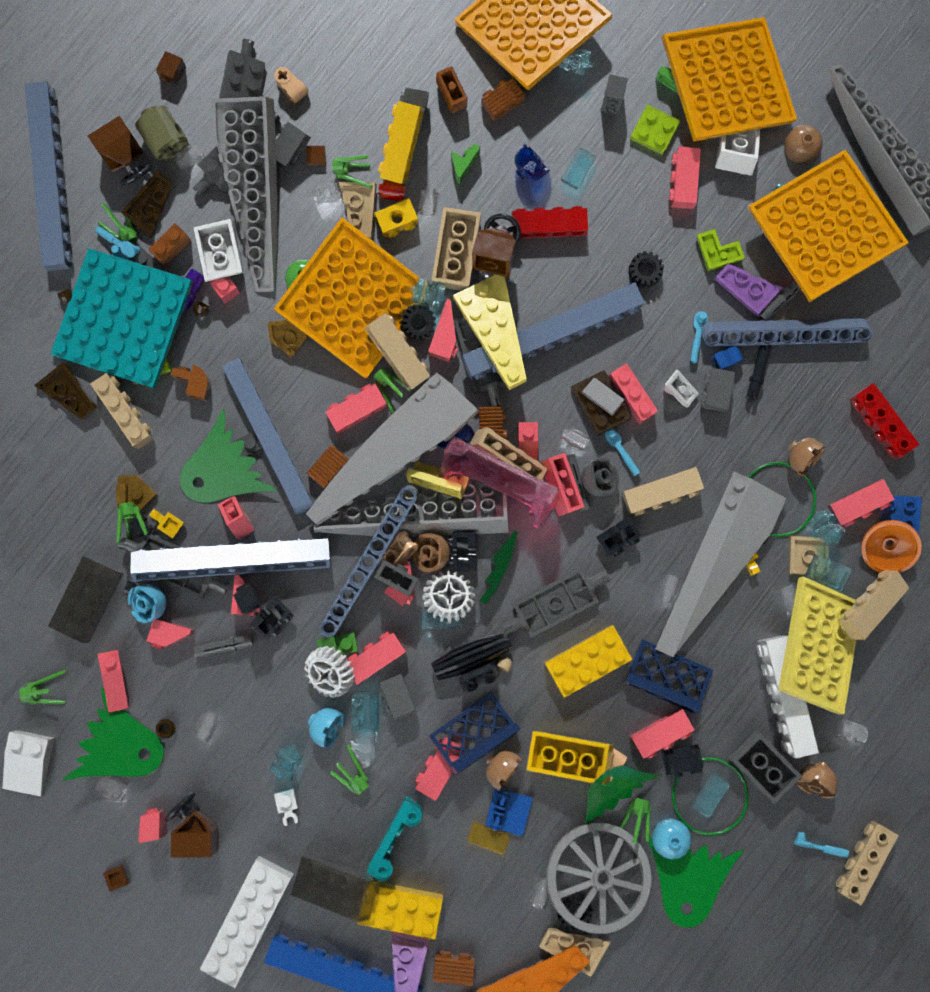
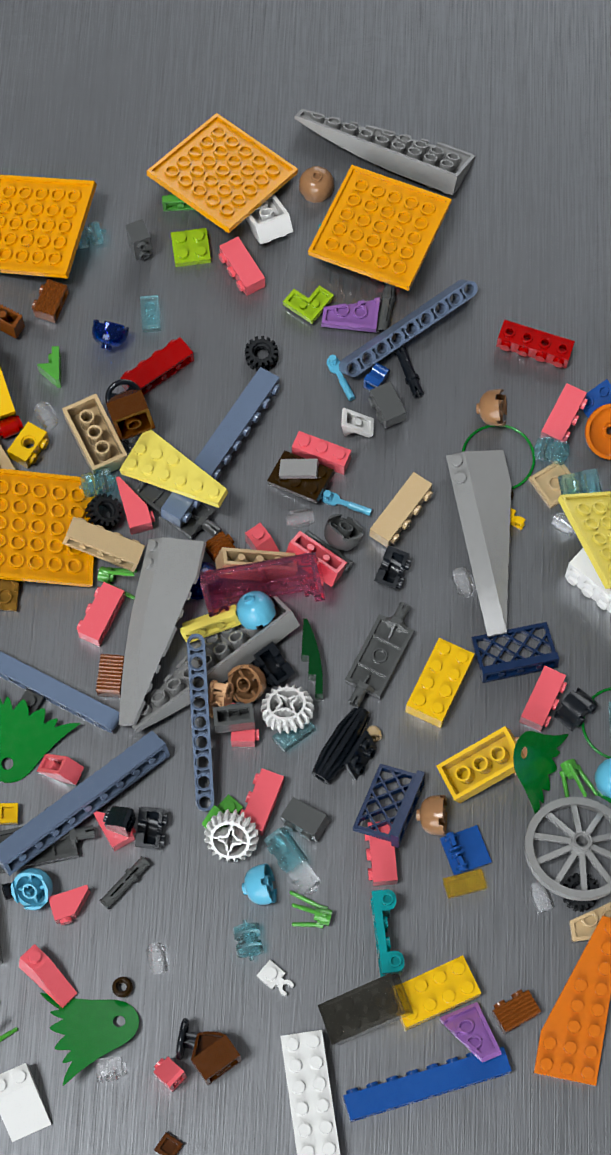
camera: 30 degrees left, 15 degrees down
(480, 496) = (255, 609): none -> medium azure cylinder

